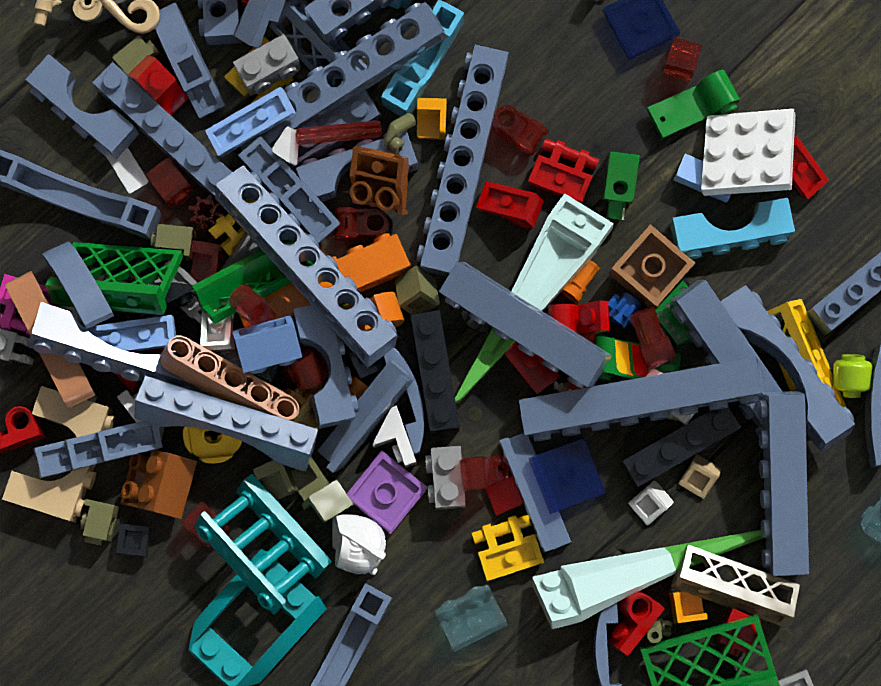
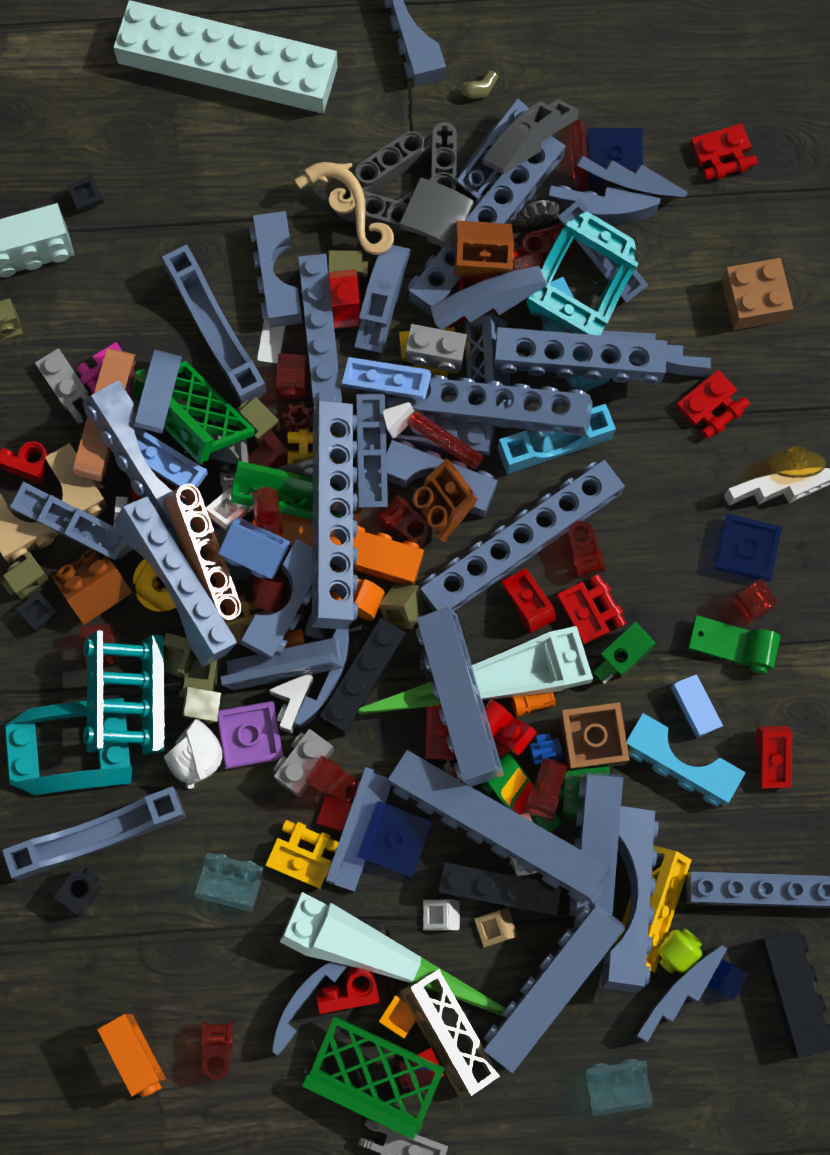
camera: 35 degrees right, 5 degrees down
(396, 128) = (482, 476): olive arm -> none
(431, 118) = (526, 488): light orange panel -> none
(657, 630) = (362, 1015): olive arm -> none
(748, 152) = (744, 712): white plate -> none

